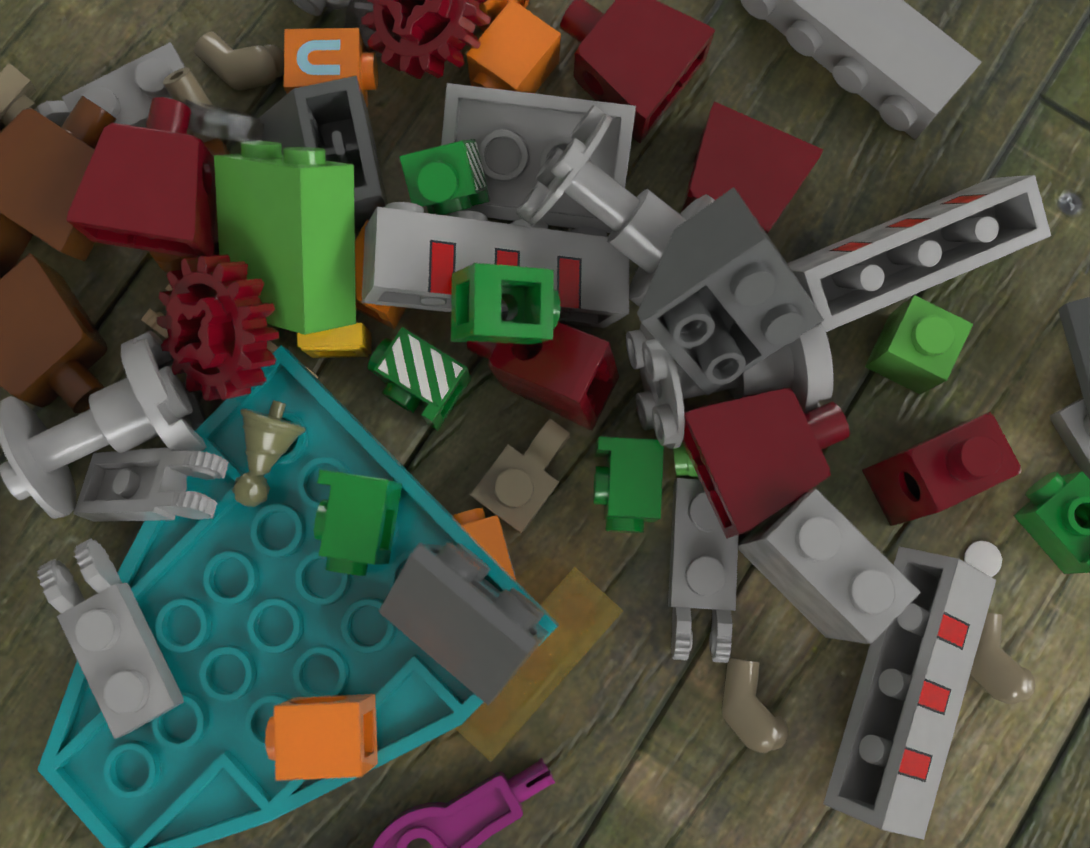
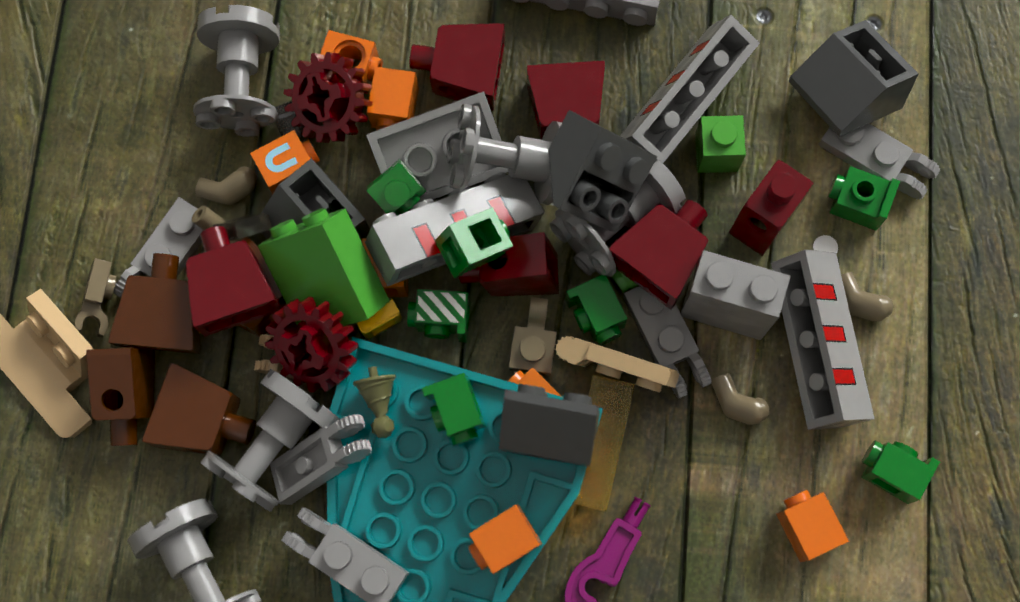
camera: 20 degrees left, 5 degrees down
(611, 567) = (614, 362): none -> tan hinge

